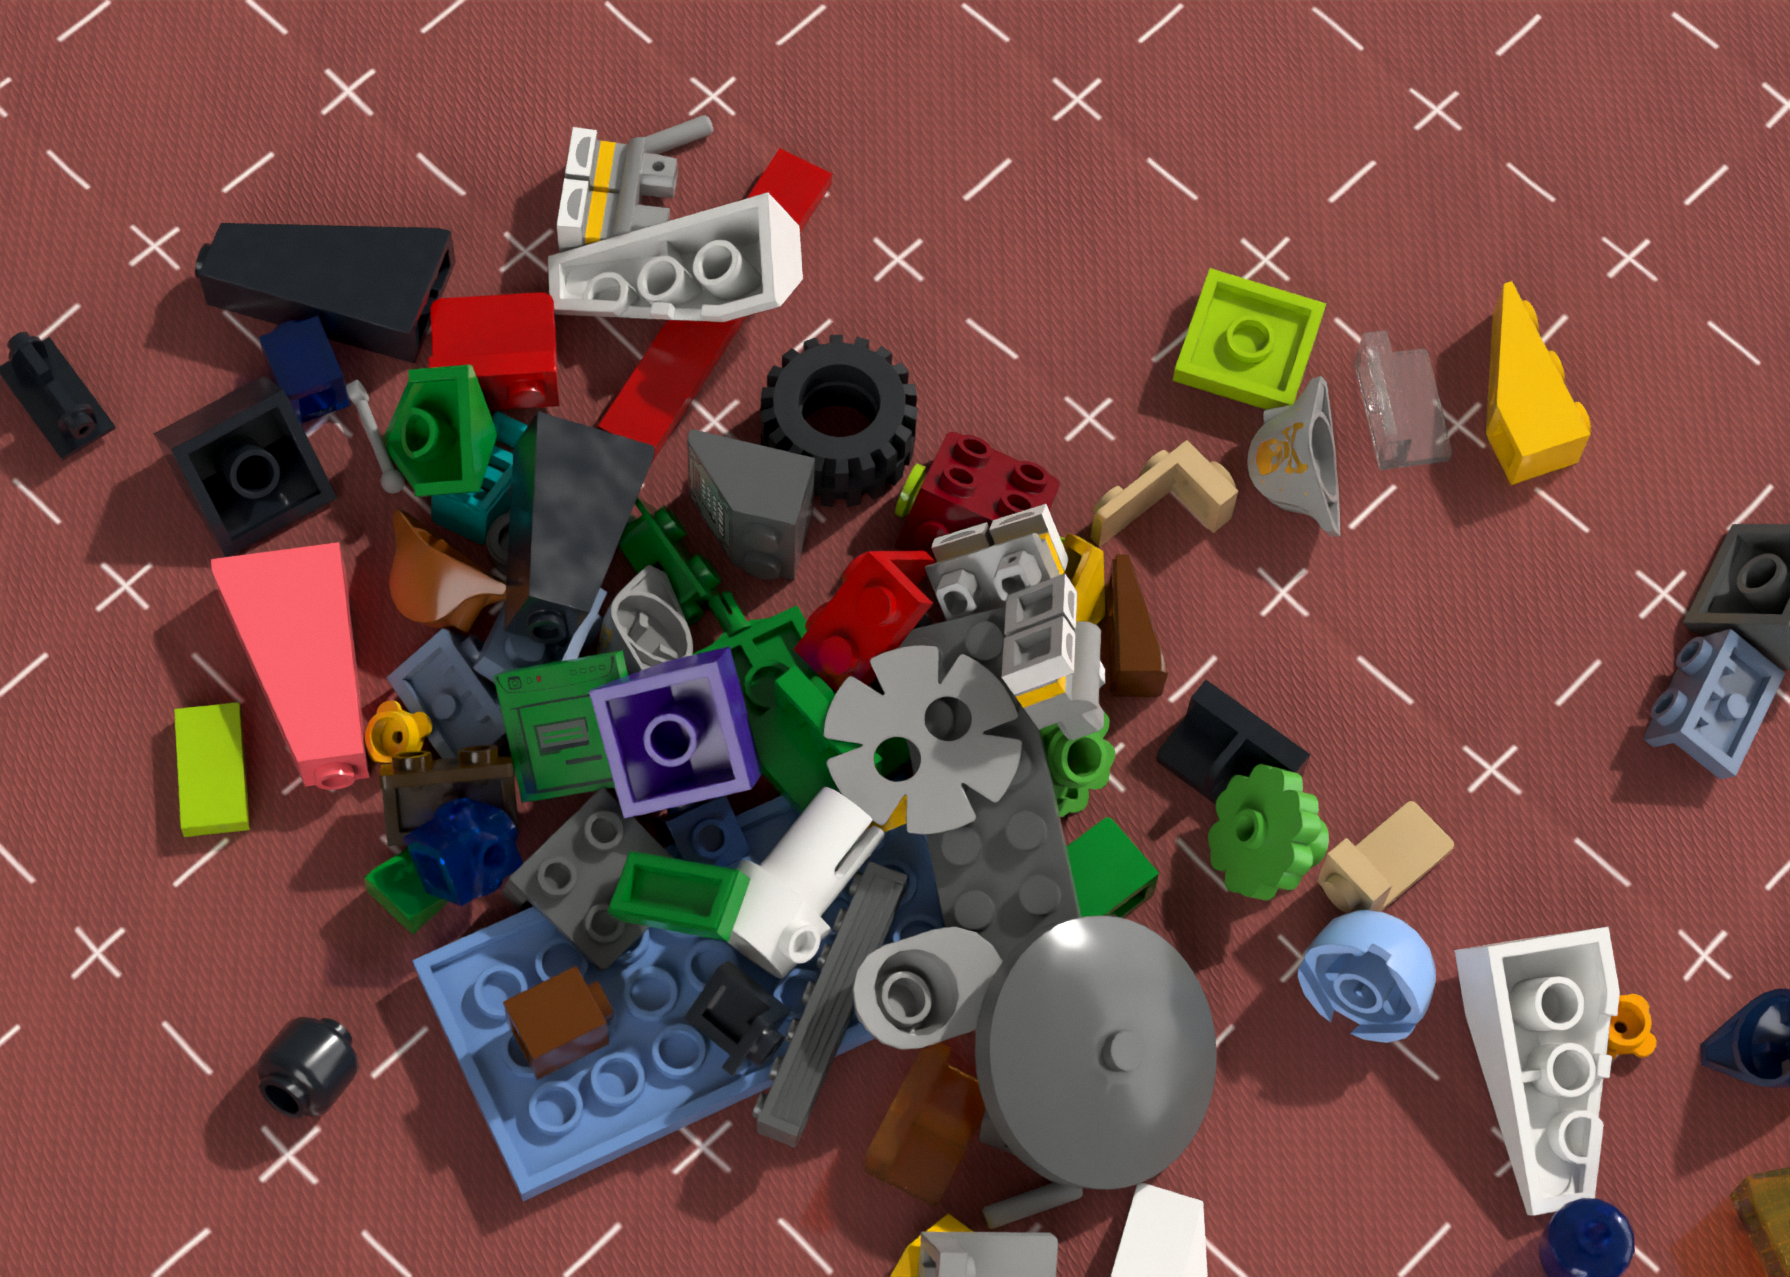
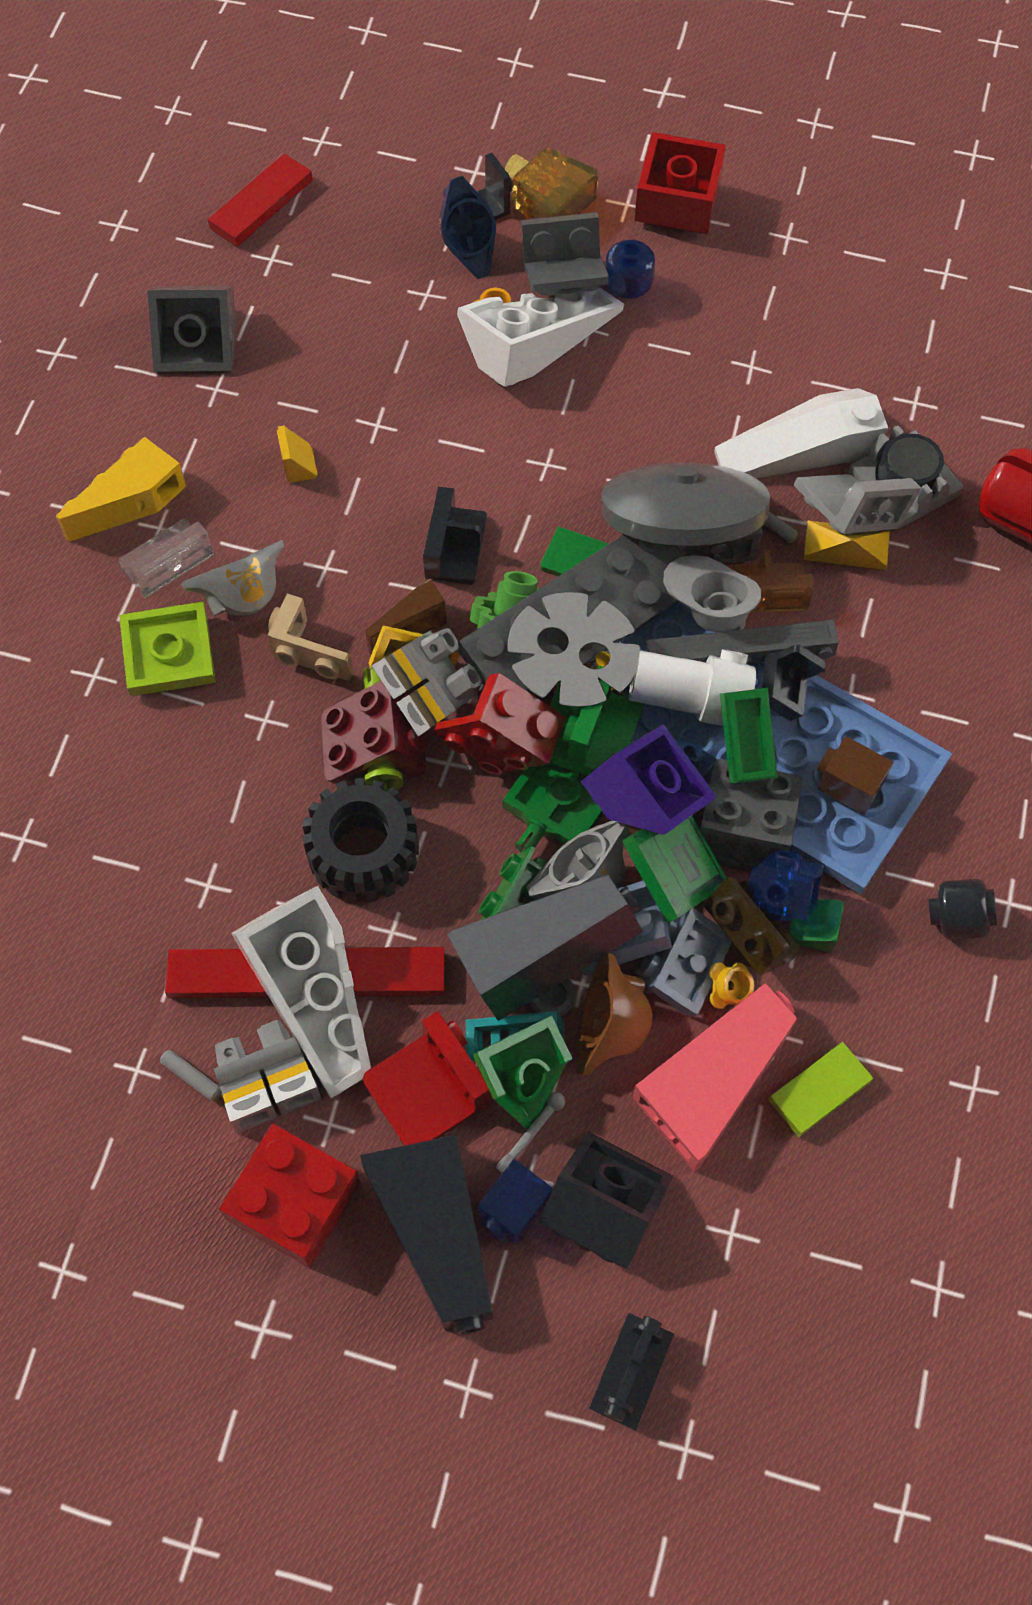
camera: 115 degrees left, 0 degrees up
(460, 158) = (290, 1195): none -> red brick
(752, 501) = (457, 846): dark grey slope -> none
(1053, 659) = (481, 597): light grey hips -> none
(1266, 833) = (498, 489): bright green plant -> none
(1371, 973) = (543, 411): light blue cylinder -> none
(1384, 861) = (473, 442): tan bracket -> none
(1480, 626) = (296, 456): none -> yellow slope
(1652, 1156) = (563, 253): none -> dark grey bracket
(1715, 701) = (277, 336): sand blue bracket -> none

